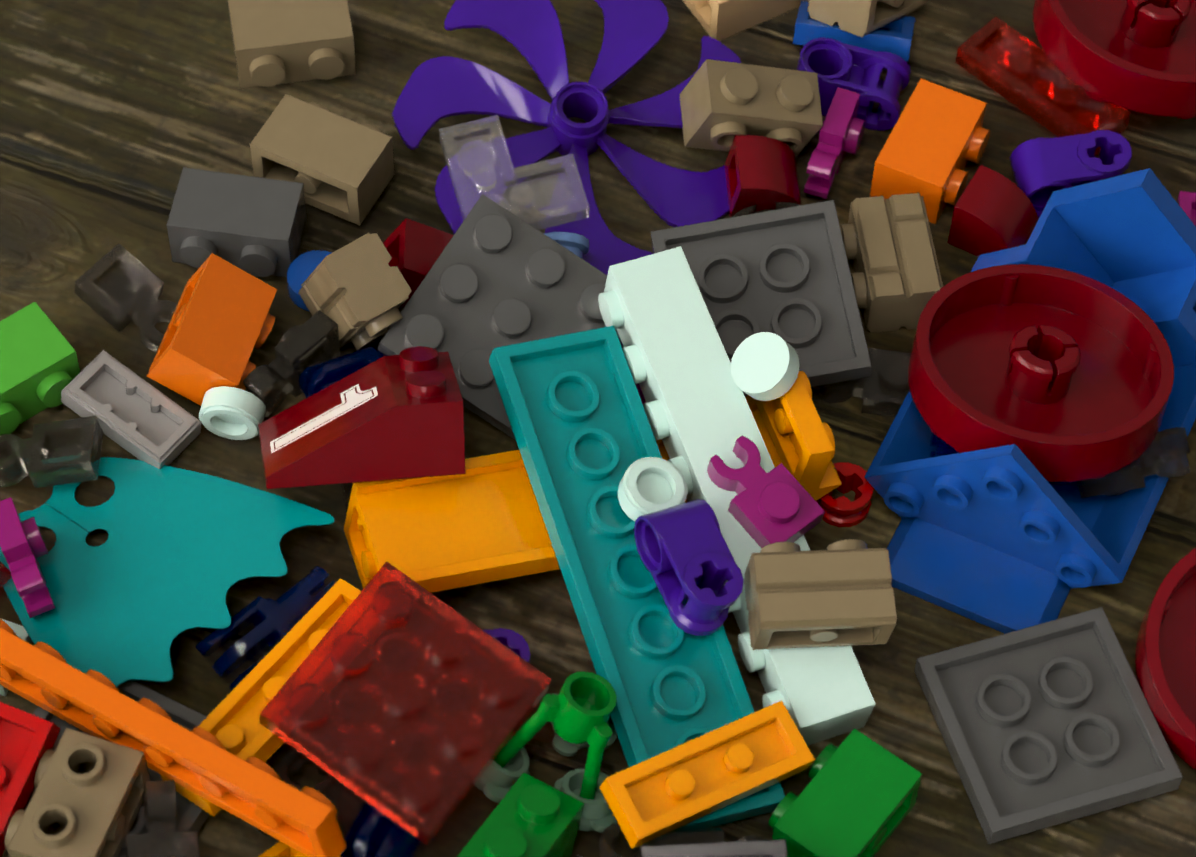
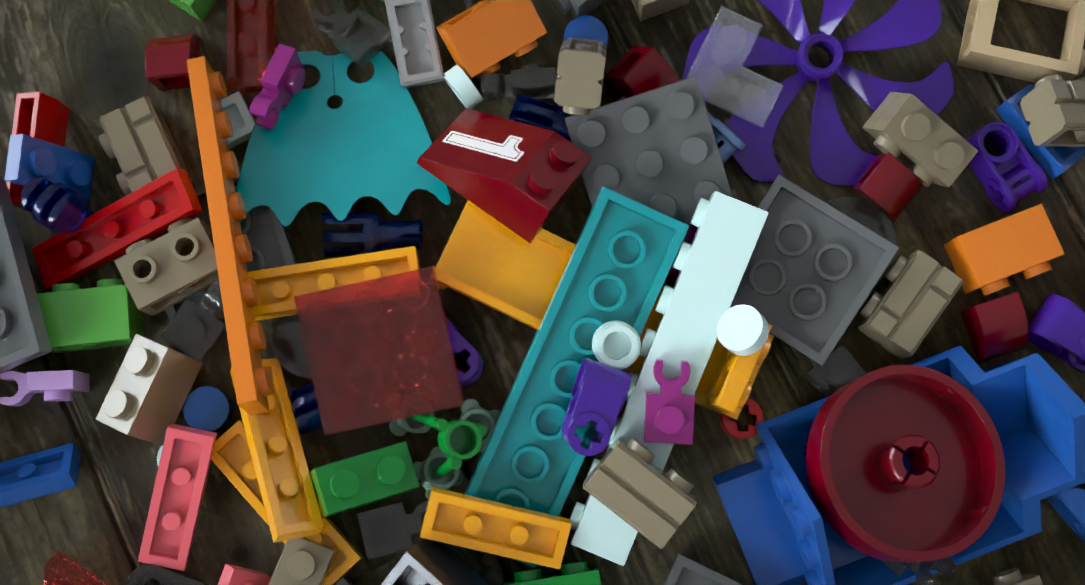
camera: 50 degrees right, 25 degrees up
(838, 135) = (962, 194): magenta plate -> none

